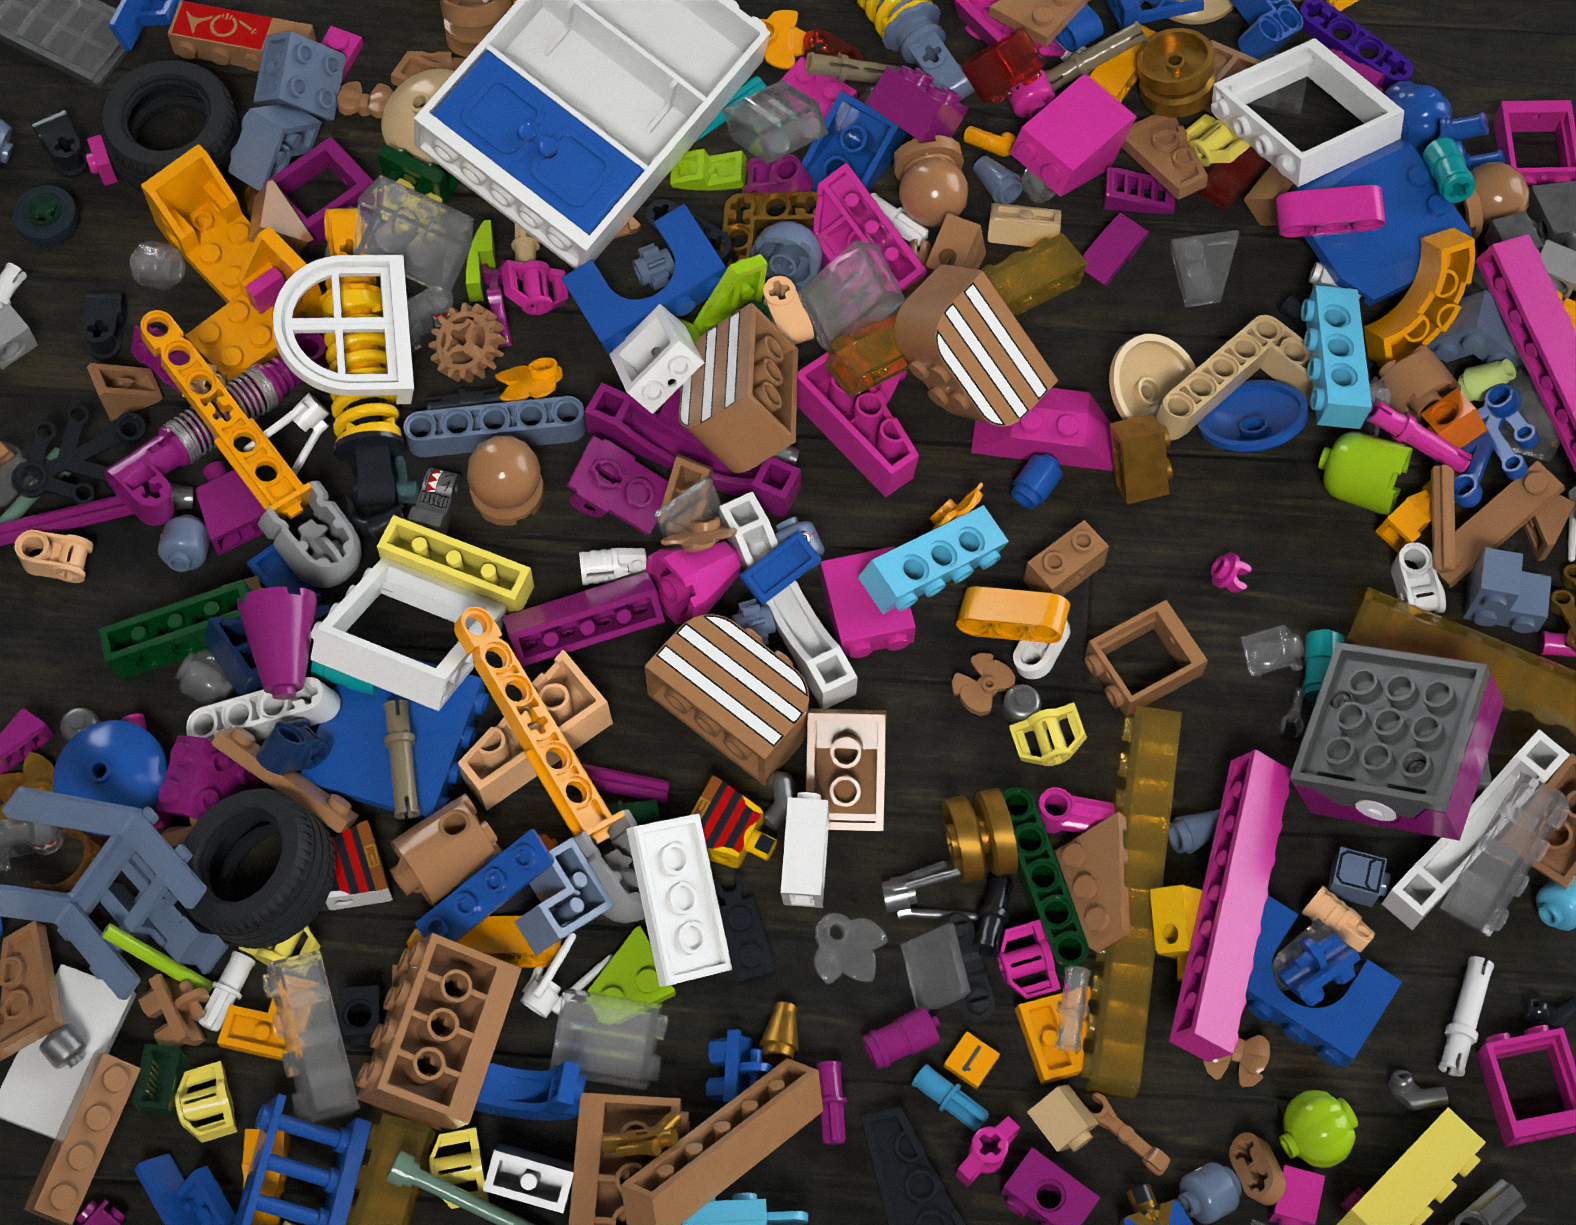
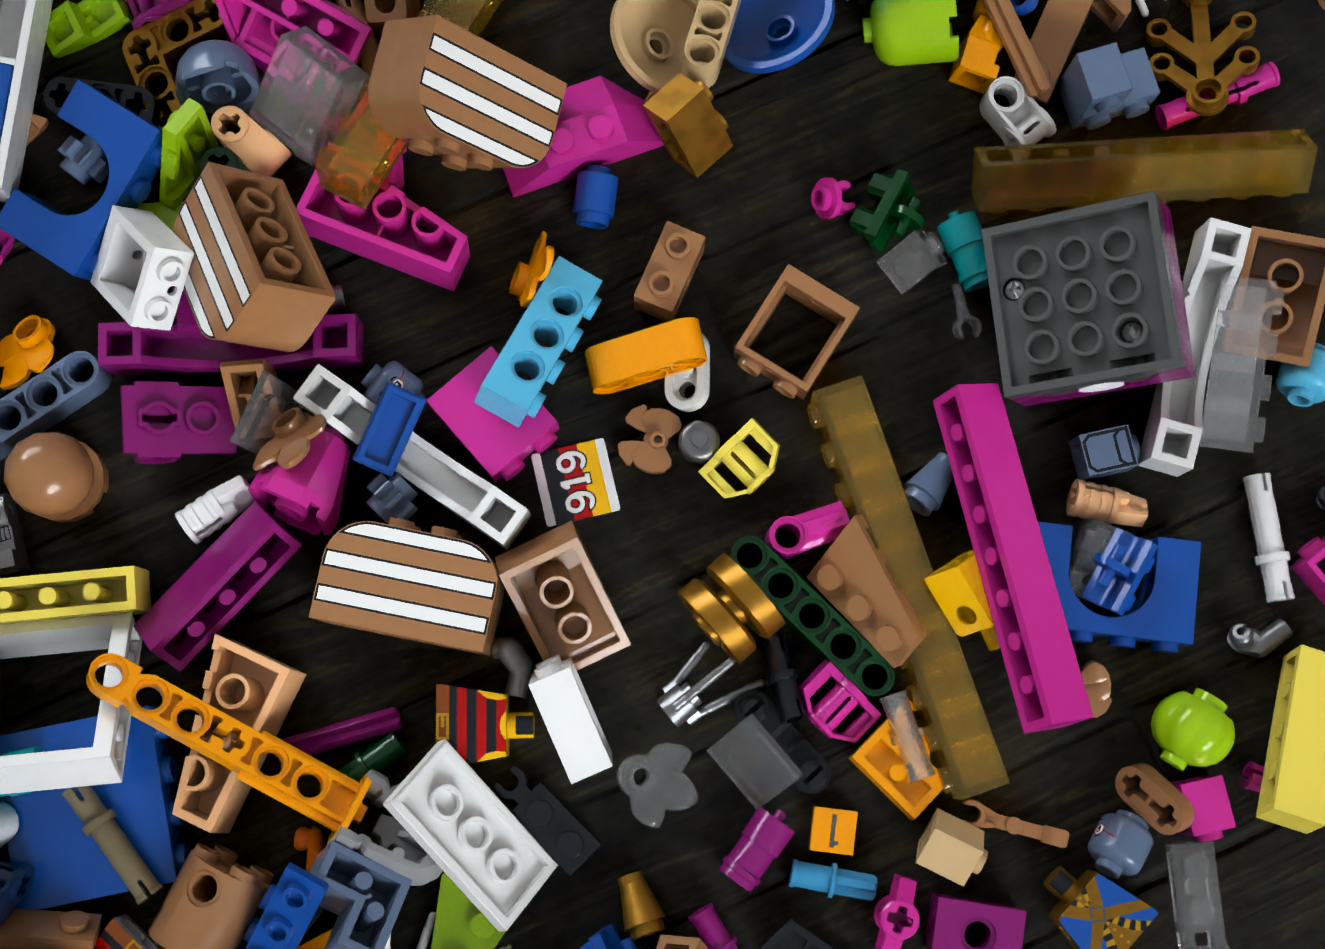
camera: 30 degrees left, 15 degrees up
(905, 687) = (575, 482): none -> sticker
(1274, 606) = (894, 213): none -> dark green hips

